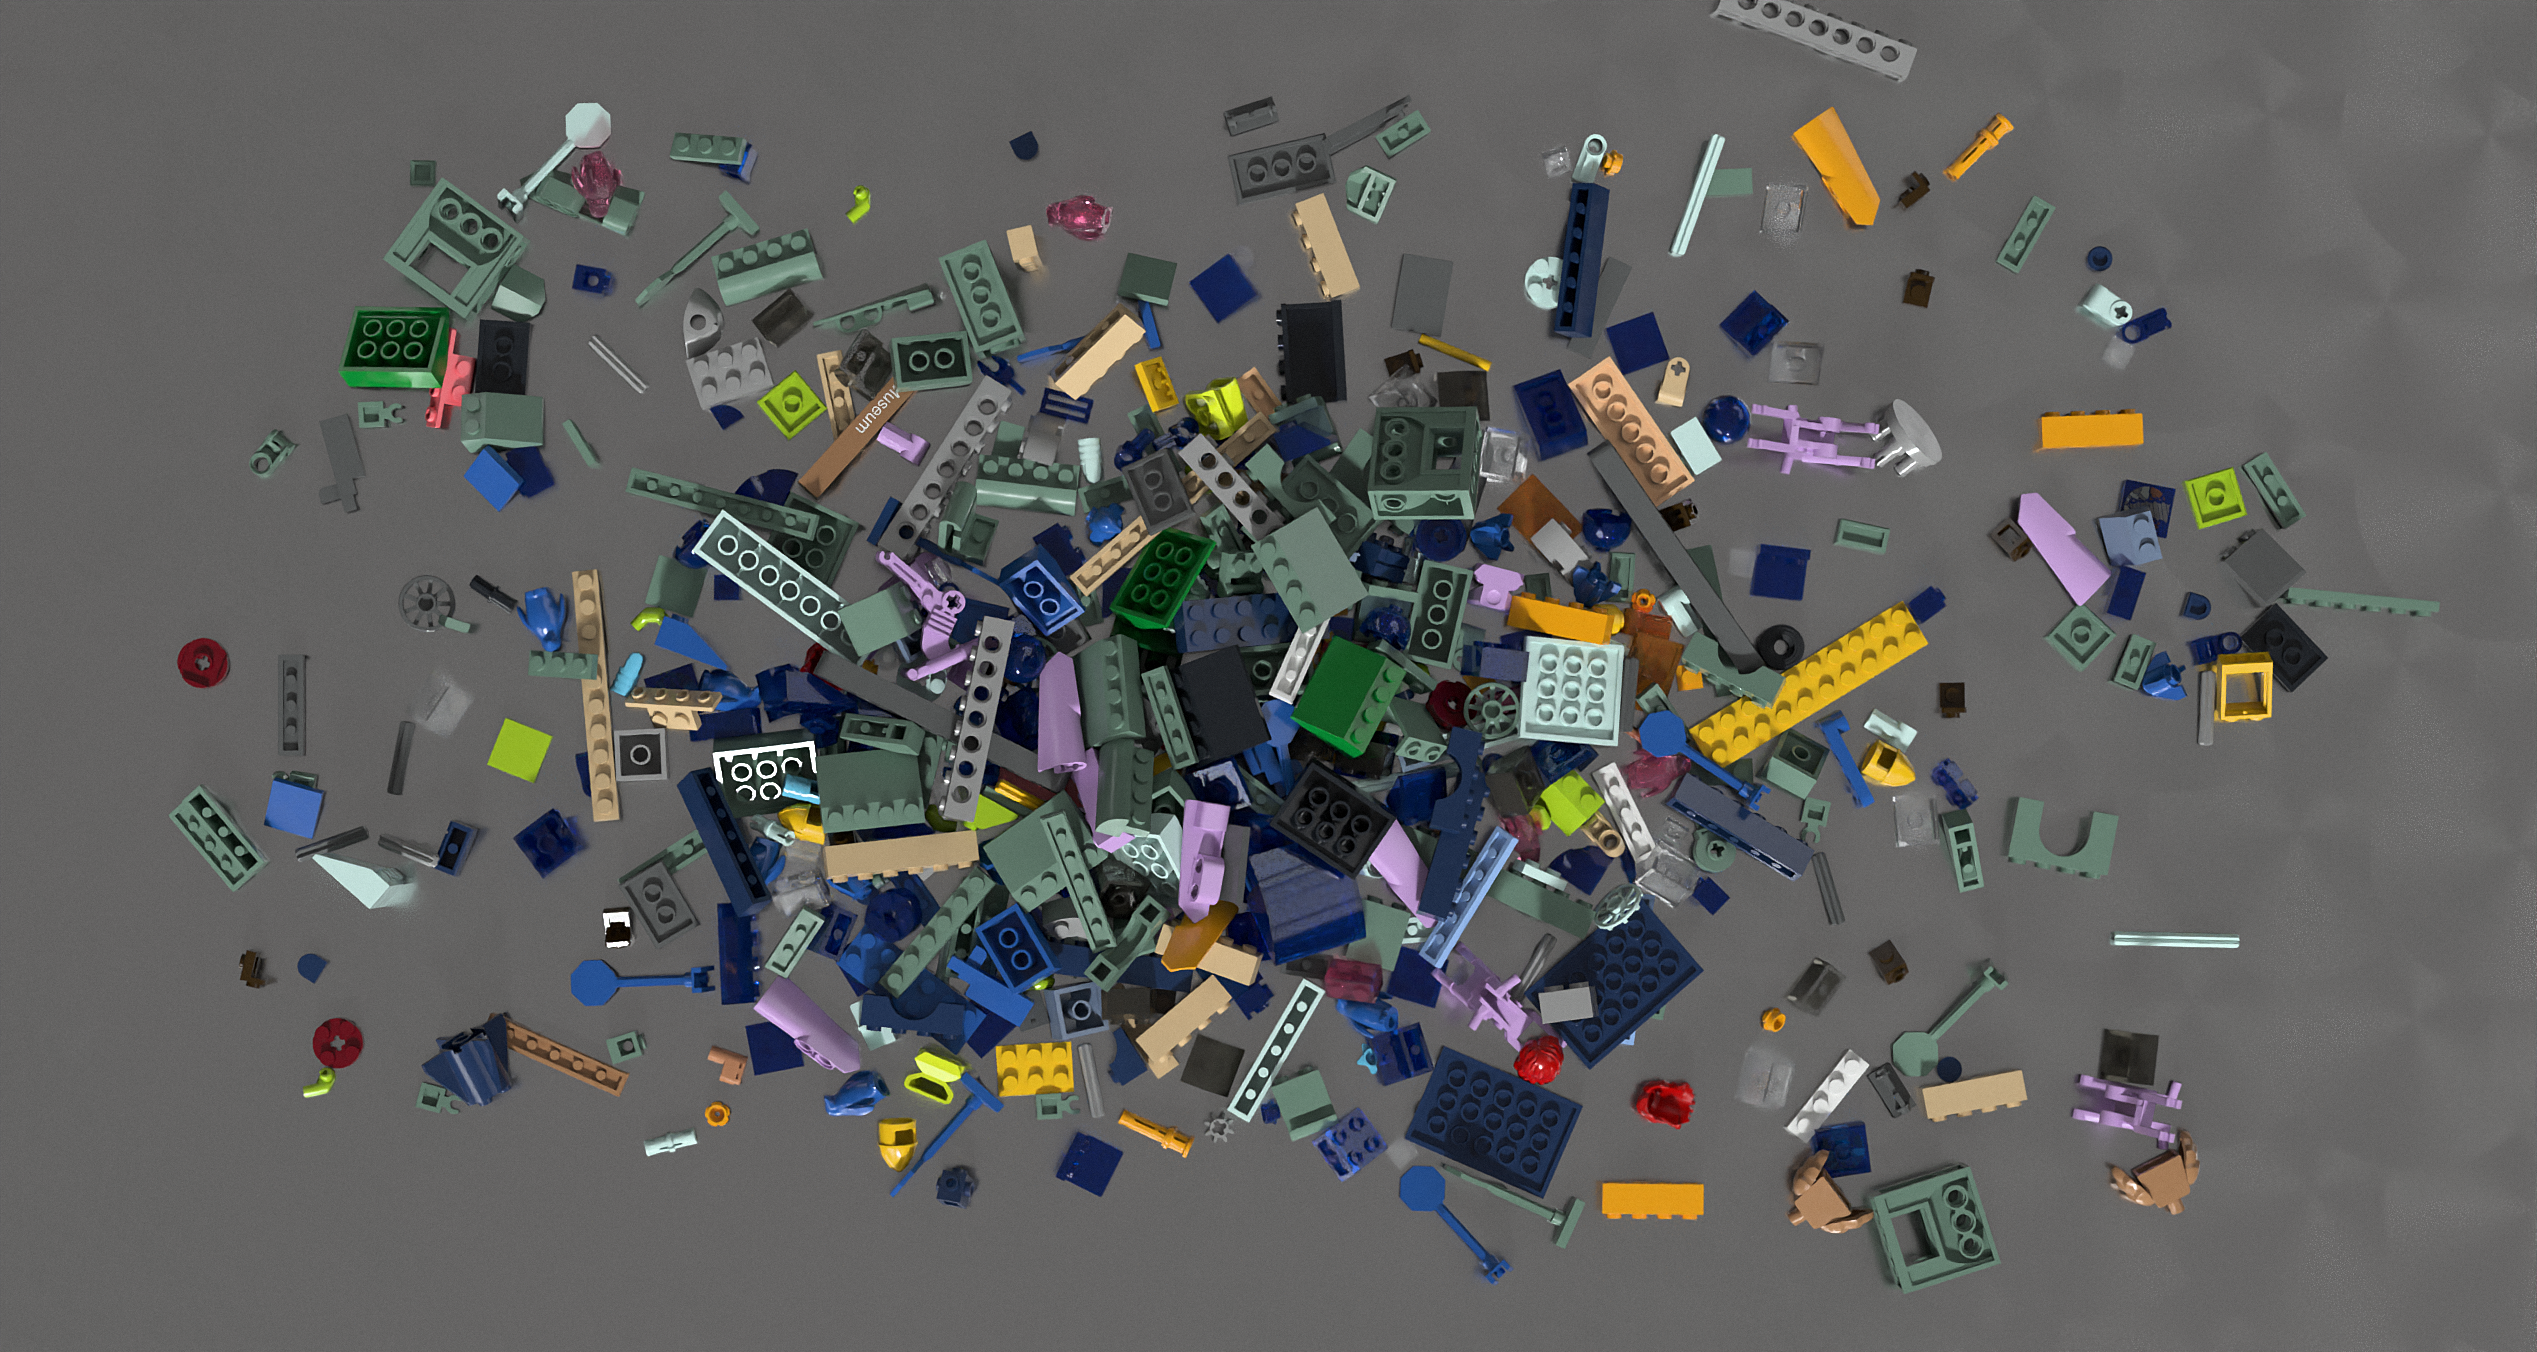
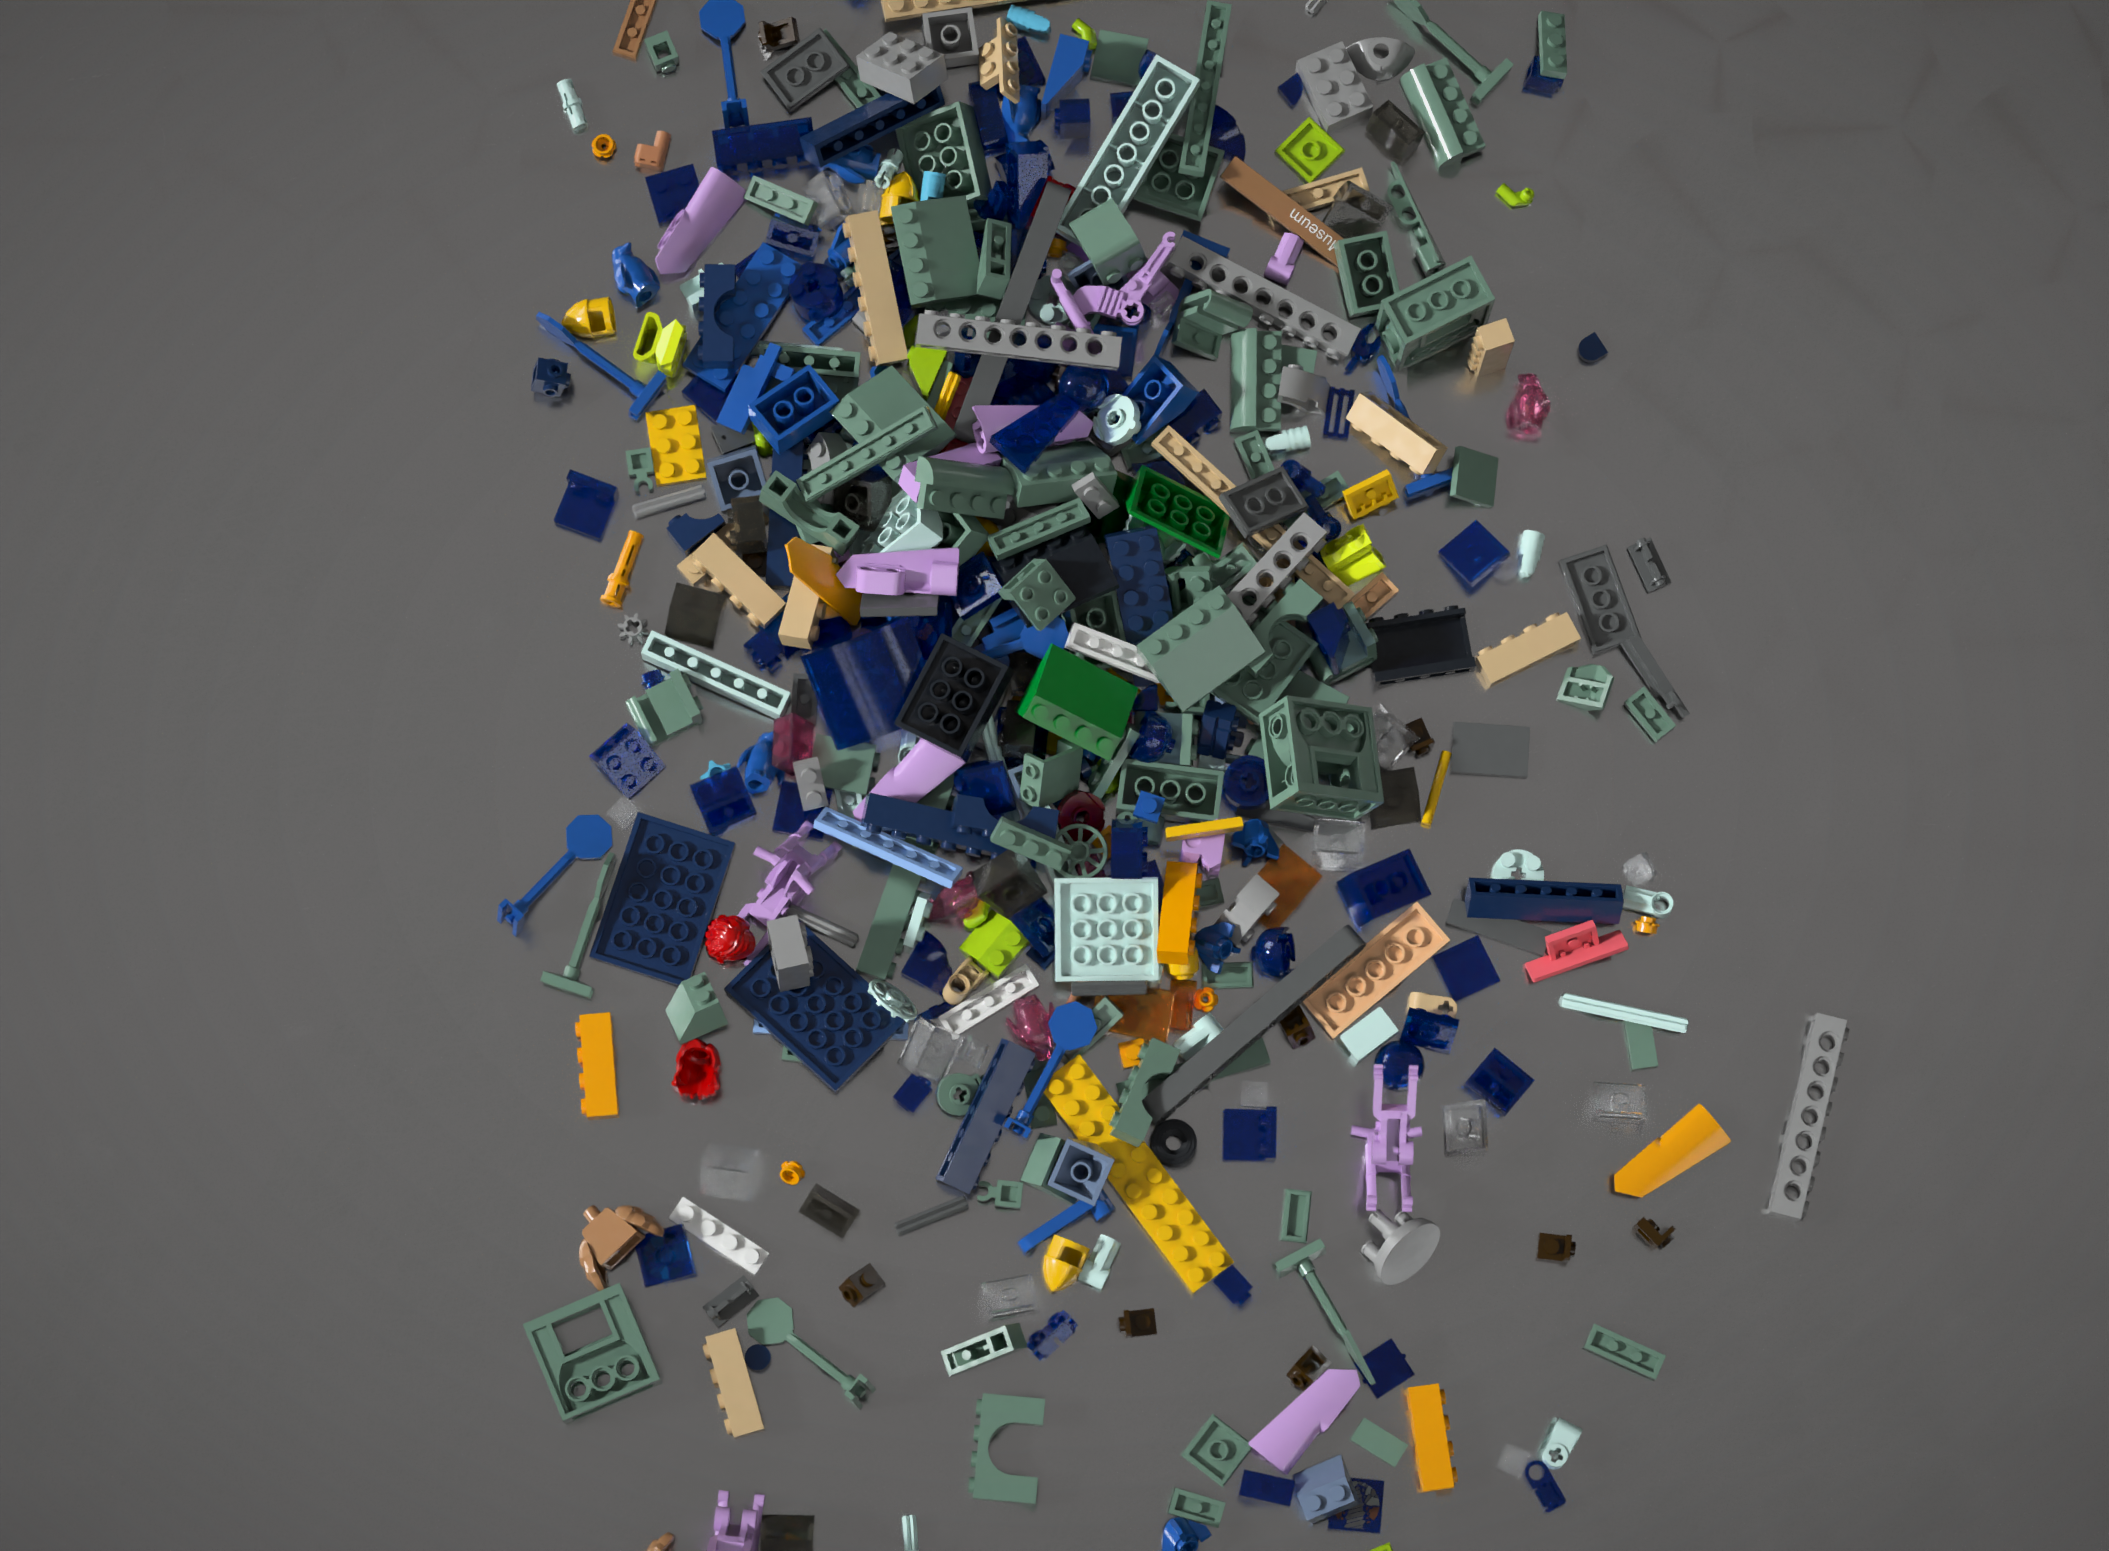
camera: 85 degrees right, 10 degrees down
(671, 807) = (902, 67): none -> light grey brick
(739, 639) = (1073, 118): none -> clear blue brick
(937, 932) = (802, 332): sand green plate -> none
(1062, 616) = (1126, 426): none -> light aqua plate
(1070, 711) = (1031, 434): none -> clear blue wing
(1105, 523) = (1227, 457): blue animal -> none
(1139, 657) = (1095, 495): none -> light grey plate
(1229, 232) = (1530, 552): none -> light aqua hinge
(1239, 725) = (1038, 593): none -> sand green bracket
(1397, 967) = (810, 783): none -> light grey plate
(1454, 637) = (1149, 807): none -> blue plate
(1484, 757) = (1030, 843): none -> sand green plate
(1486, 586) = (1203, 829): none -> yellow tile
(1608, 1099) = (695, 1009): none -> sand green slope
(1631, 235) = (1573, 949): none -> coral bracket
(1698, 386) = (1429, 1030): none -> clear blue plate
(1805, 738) = (1081, 1170): none -> sand blue slope
(1910, 534) = (1302, 1261): none -> sand green piece
(1988, 137) = (1718, 1303): light orange pin -> none
(2017, 467) = (1387, 1368): none -> clear blue piece
(2088, 480) = (1379, 1442): none -> sand green tile
(2099, 259) = (1608, 1431): dark blue tile -> none

